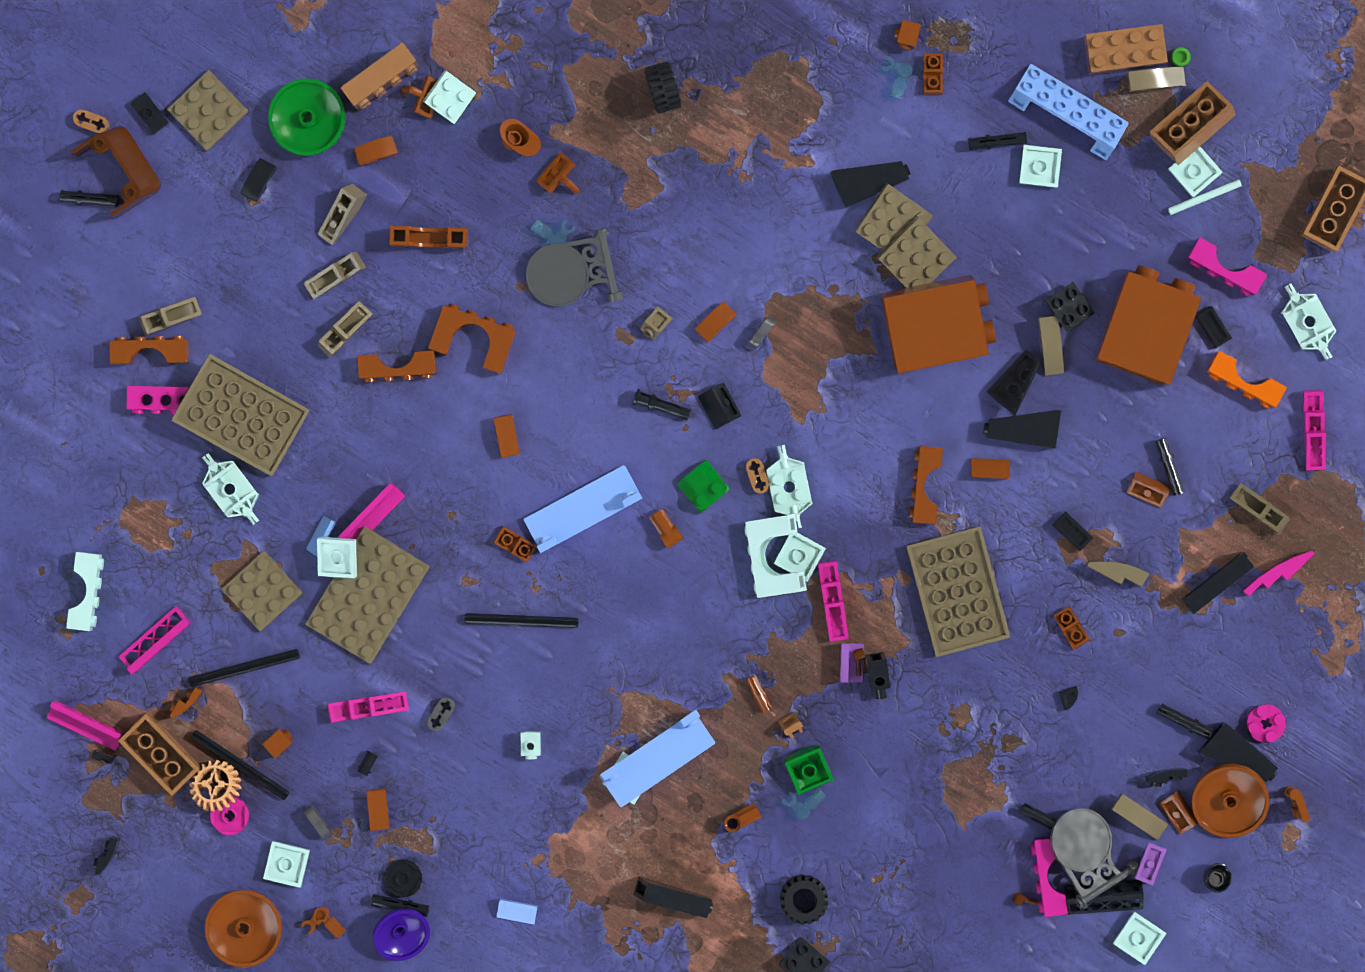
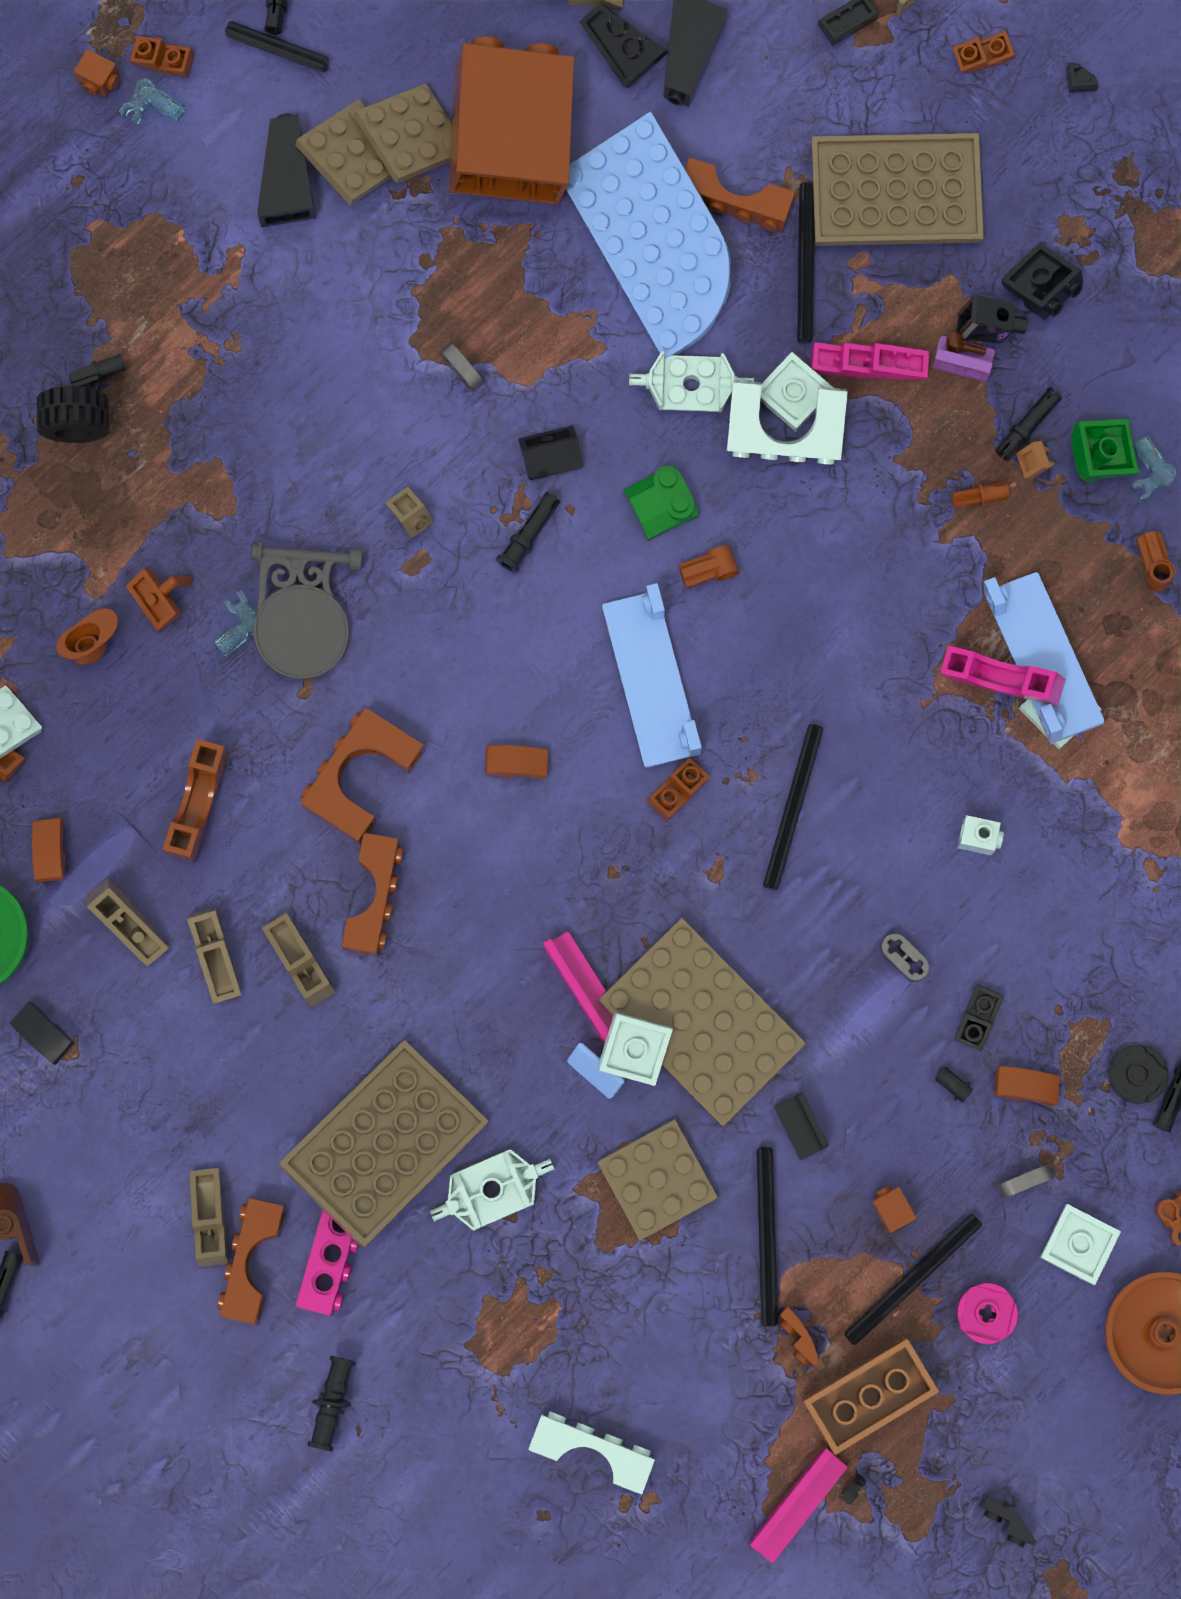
camera: 75 degrees left, 10 degrees down
(74, 423) = (331, 1403): none -> black piece
(159, 645) = (703, 1359): dark pink fence -> none
(229, 788) = (942, 1311): light nougat gear -> none
(317, 673) = (801, 1126): none -> black panel
(367, 706) = (869, 1063): dark pink slope -> none
(414, 769) = (979, 1017): none -> black slope
(637, 721) = (1010, 679): none -> dark pink arch
(701, 92) = (97, 371): none -> black axle
(715, 322) = (429, 428): dark orange slope -> none
(762, 474) = (664, 417): medium nougat beam -> none
(815, 715) = (1021, 432): none -> black pin
(885, 437) = (654, 233): none -> light blue plate
(892, 543) = (805, 263): none -> black axle
(916, 703) = (1044, 281): none -> black plate
(959, 148) = (277, 46): none -> black axle
(990, 468) = (733, 108): dark orange slope -> none

